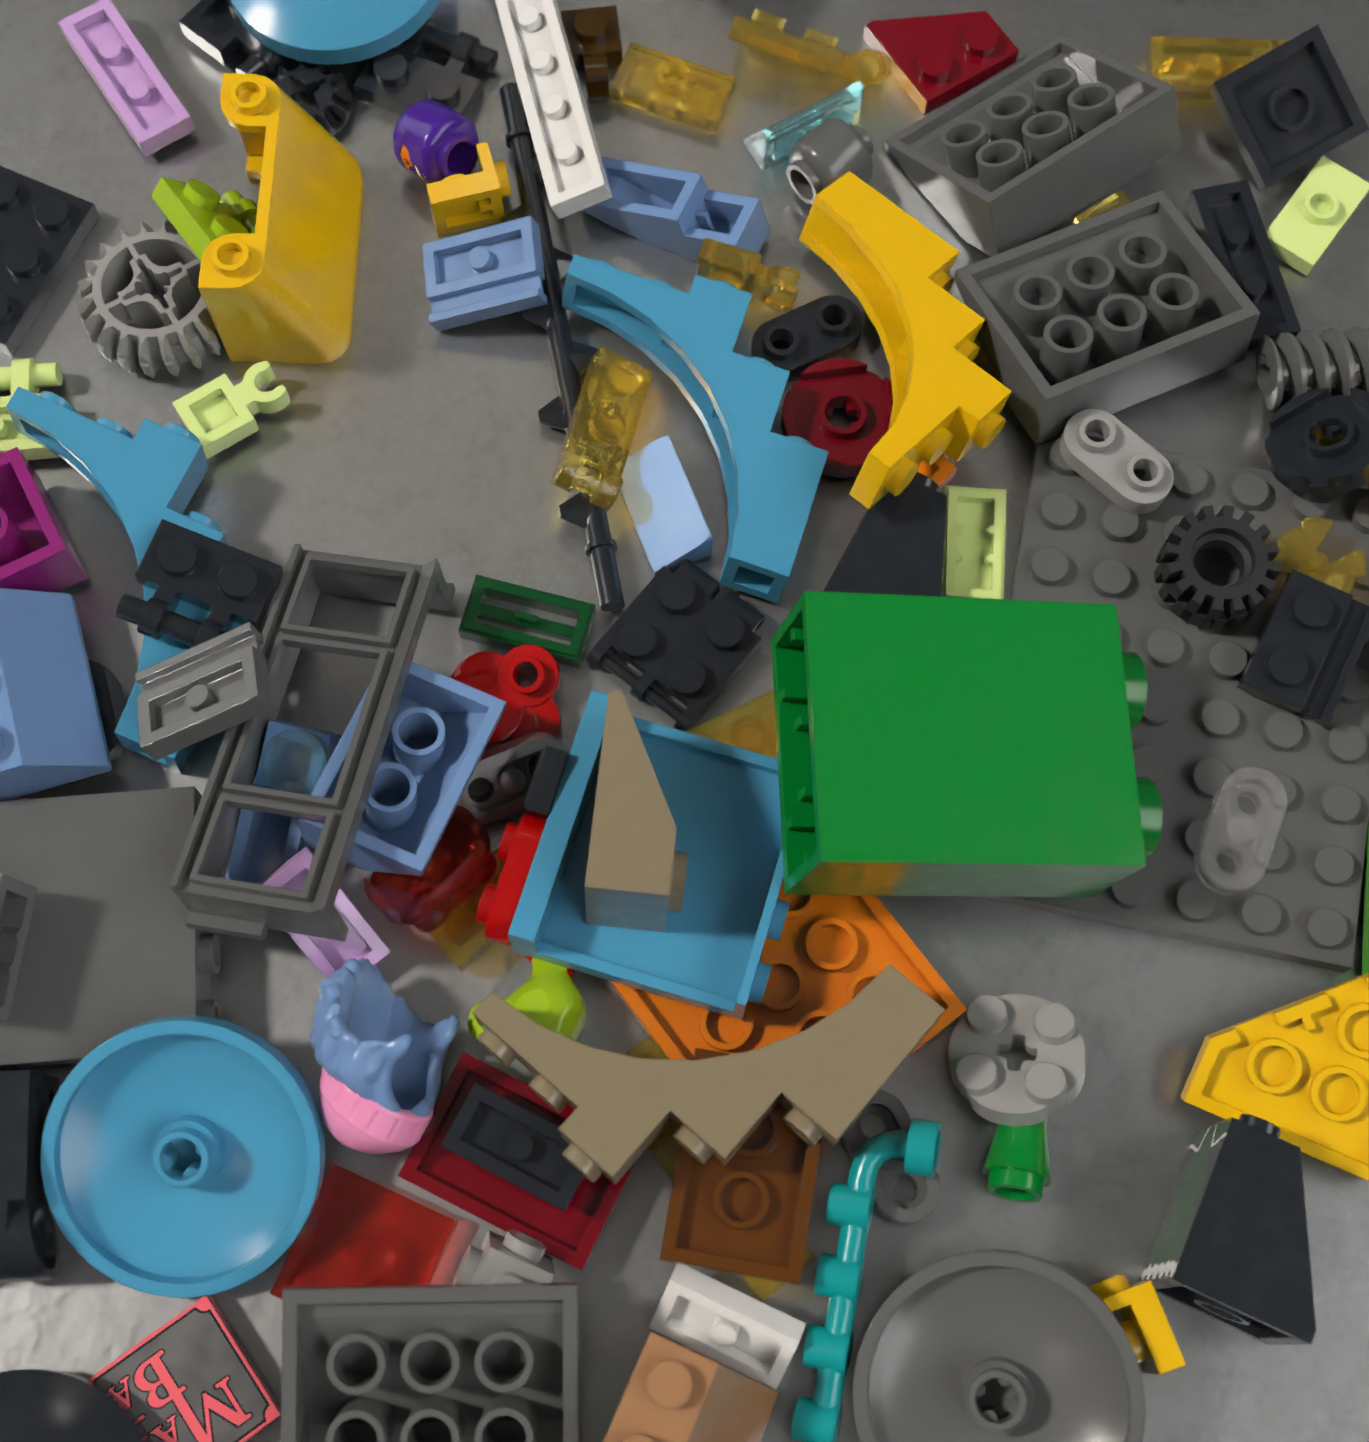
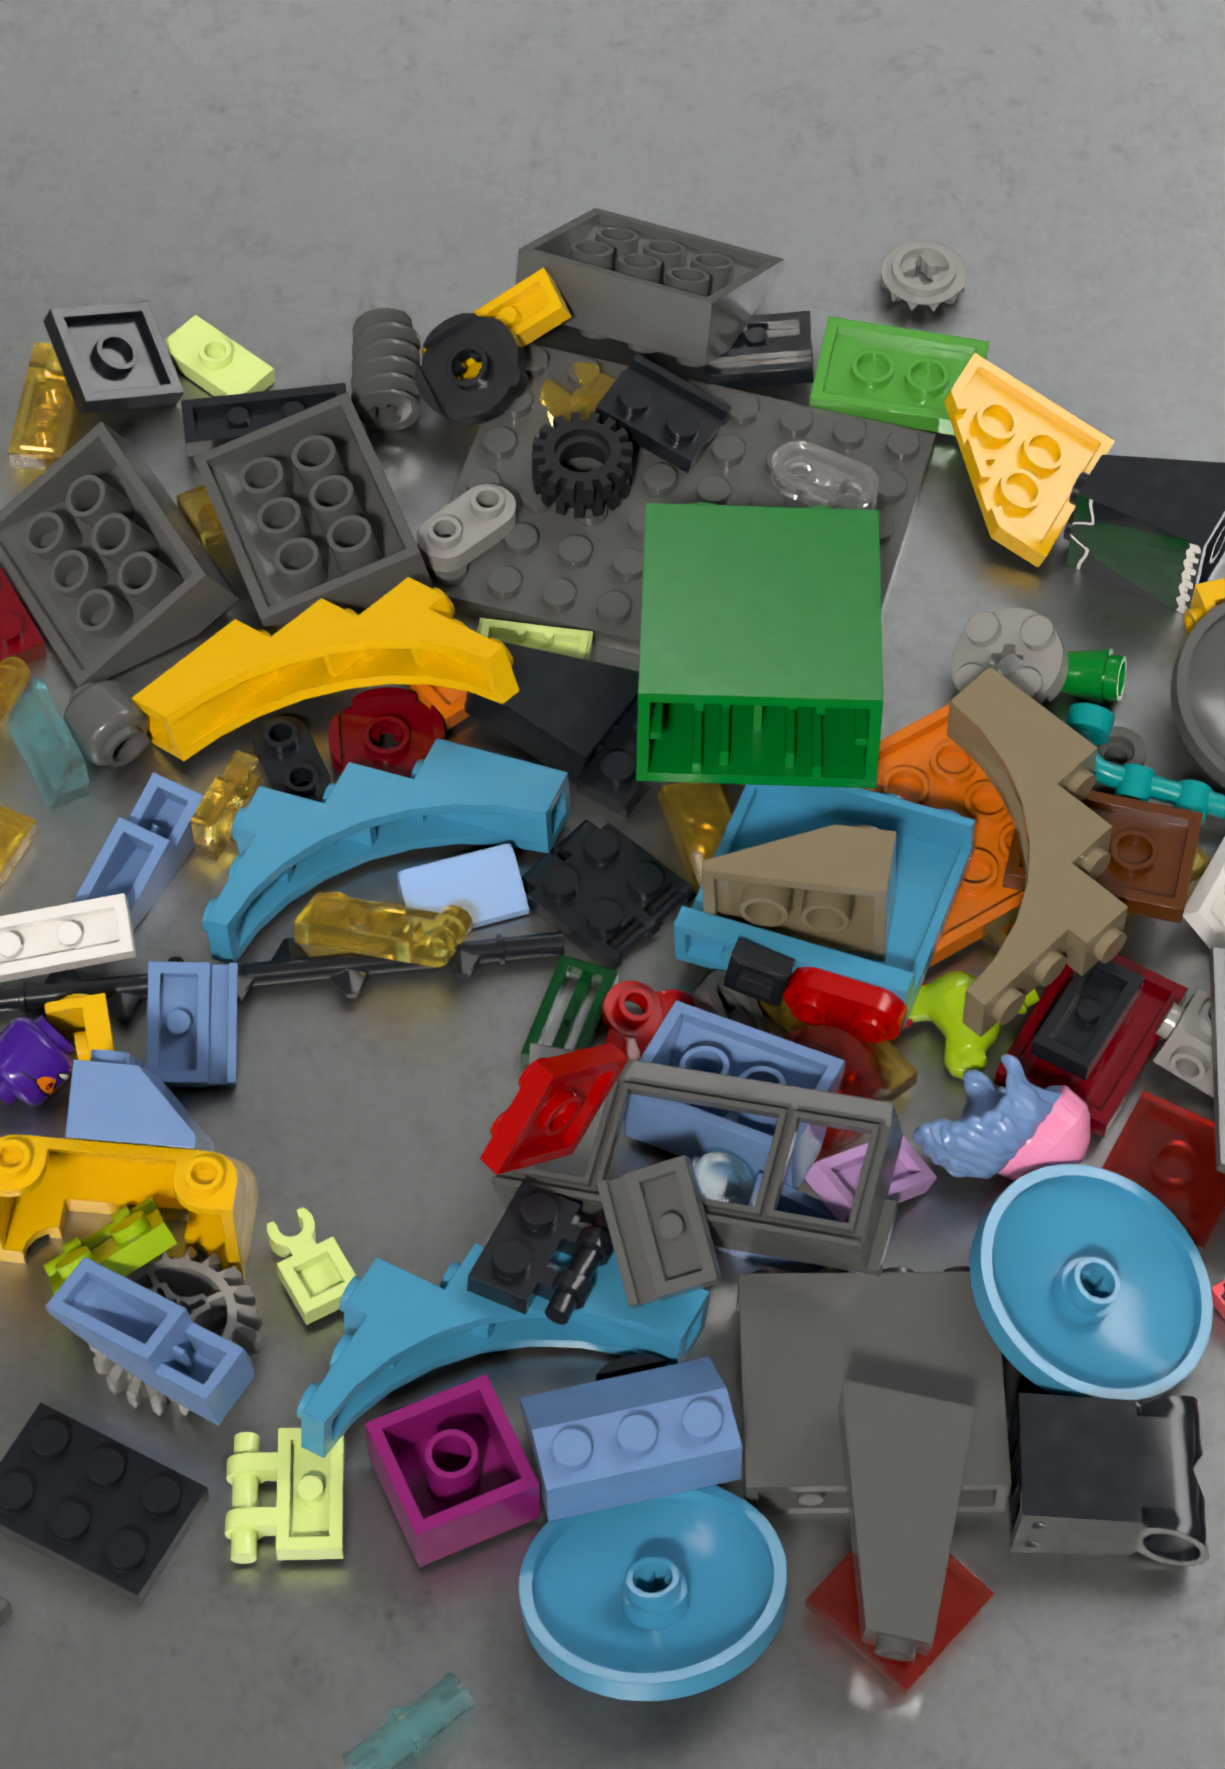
camera: 85 degrees left, 15 degrees down
(103, 260) = (153, 1340): none -> medium blue slope
(328, 562) = (552, 1107): none -> red plate
(337, 213) = (127, 1104): none -> medium blue slope

